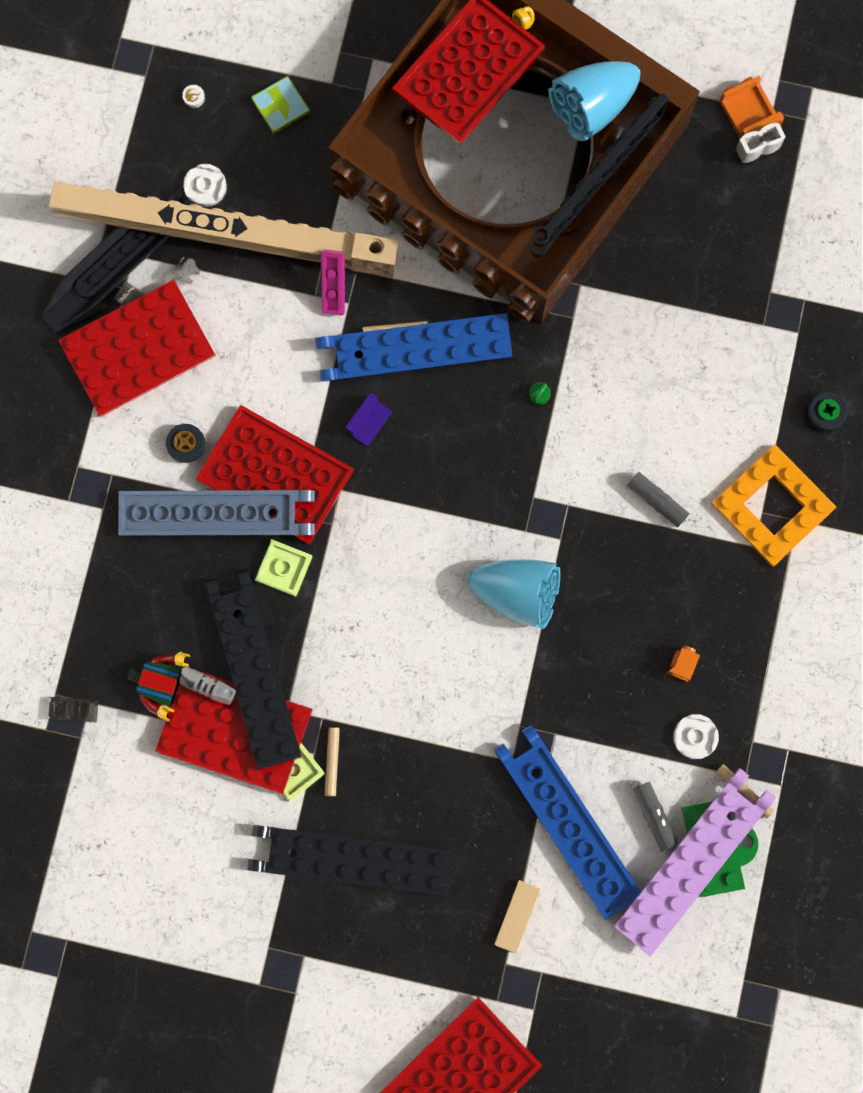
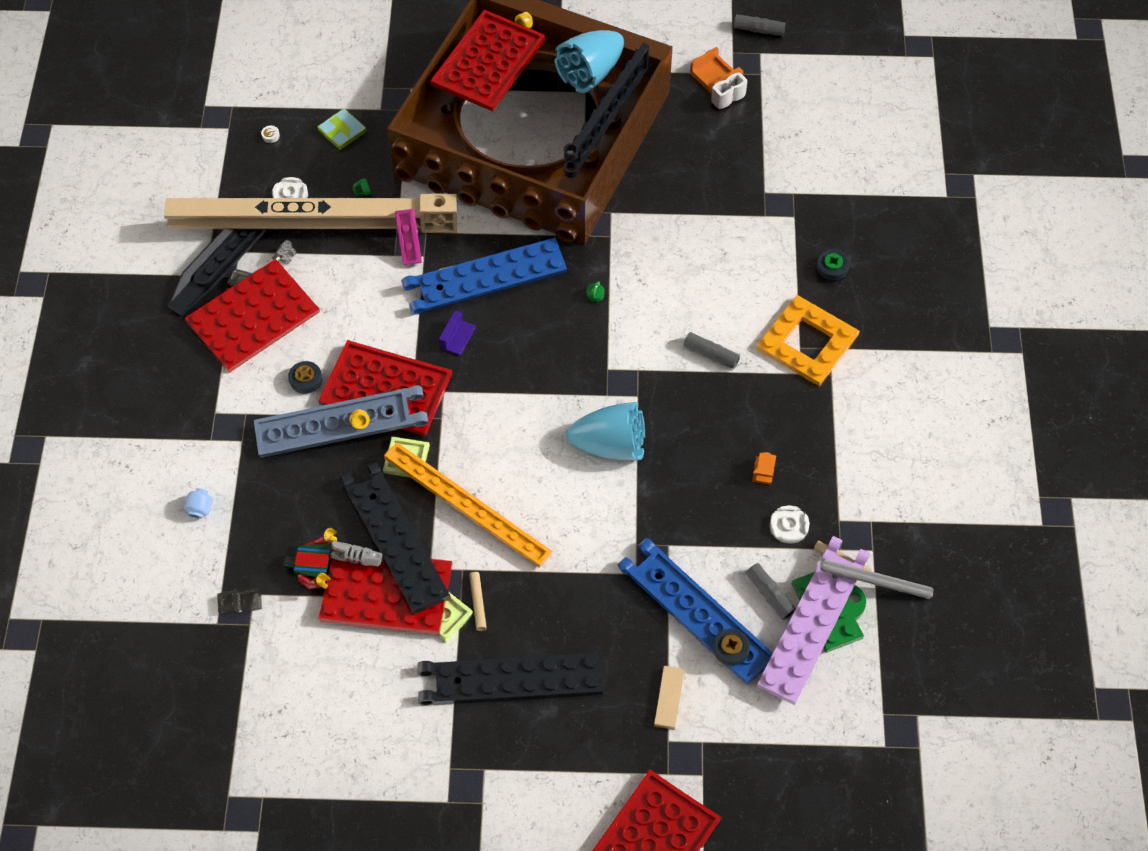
camera: 10 degrees left, 20 degrees down
(43, 583) = (198, 503): none -> light blue head
(236, 520) = (359, 419): none -> yellow tile
(294, 196) = (366, 190): none -> green tile
(340, 644) = (468, 505): none -> light orange plate
(588, 881) = (730, 654): none -> black wheel
(774, 831) = (876, 579): none -> light grey axle
(821, 48) = (759, 25): none -> dark grey axle

